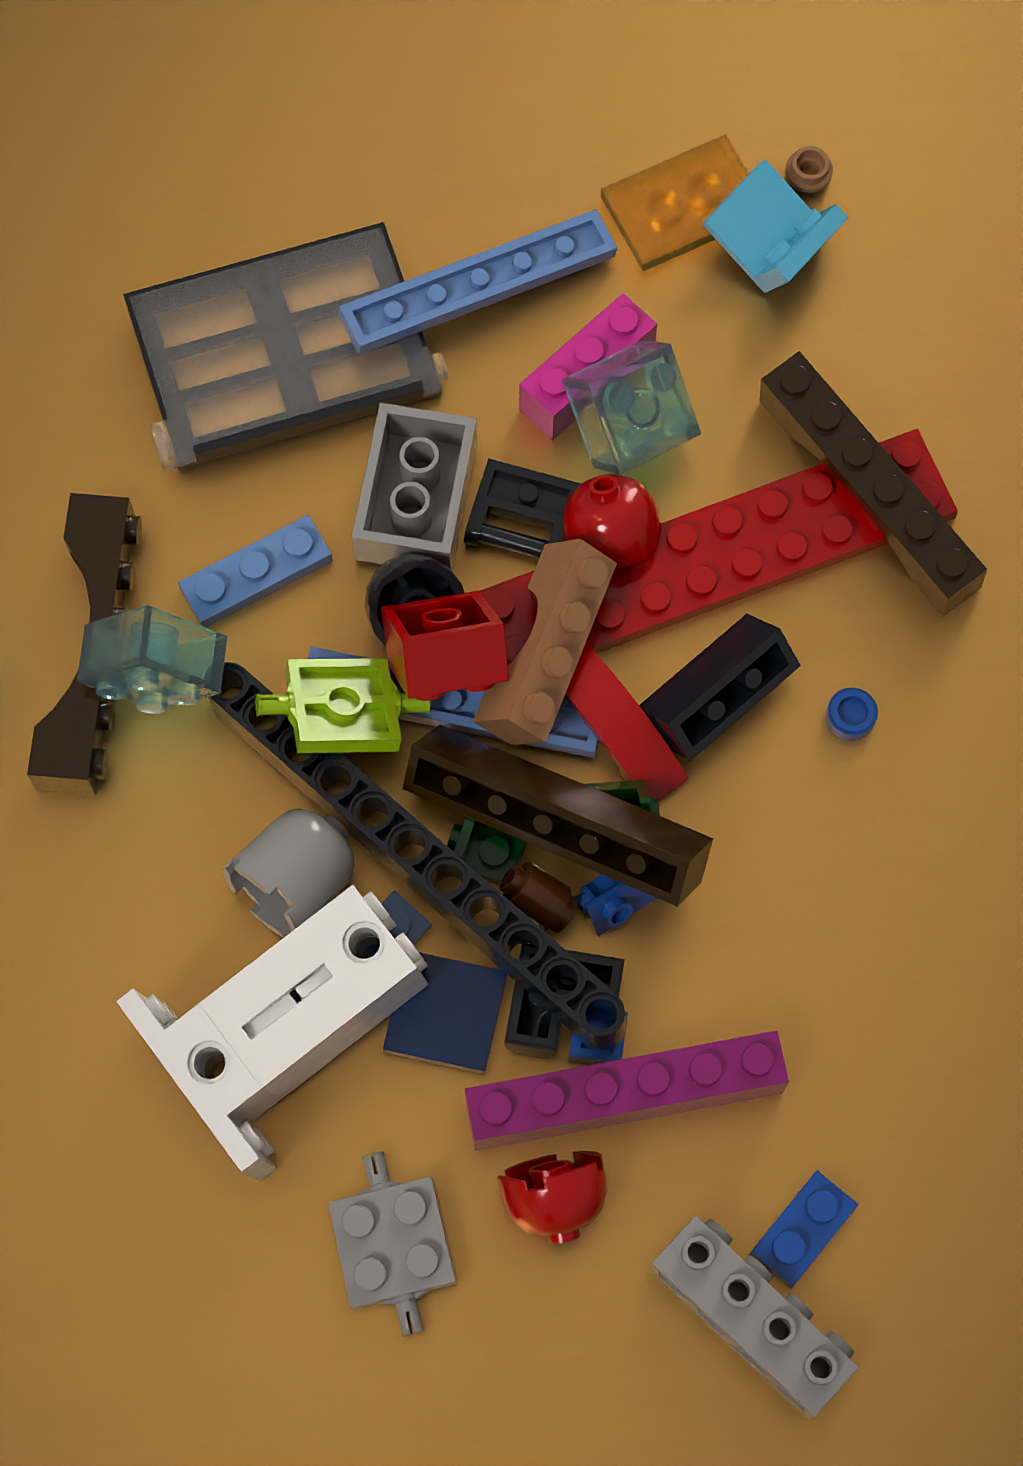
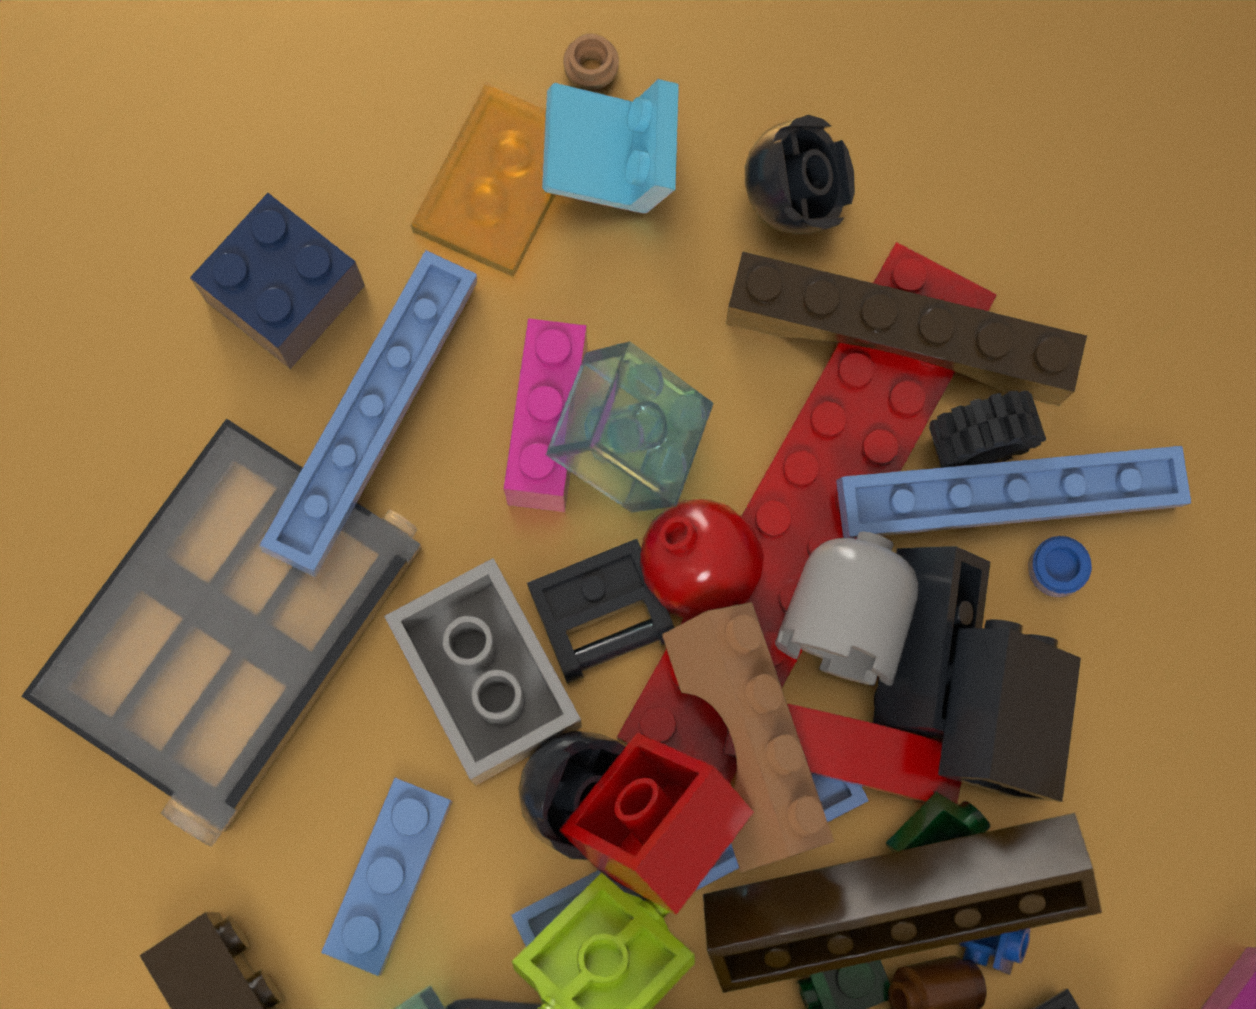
camera: 40 degrees left, 5 degrees up
(486, 161) = (278, 280): none -> dark blue brick
(679, 618) = (852, 609): none -> light grey cylinder
(731, 762) = (1010, 712): none -> black brick
(857, 637) = (1013, 492): none -> medium blue plate
(869, 584) = (987, 430): none -> black tyre
(883, 335) = (799, 176): none -> black cylinder

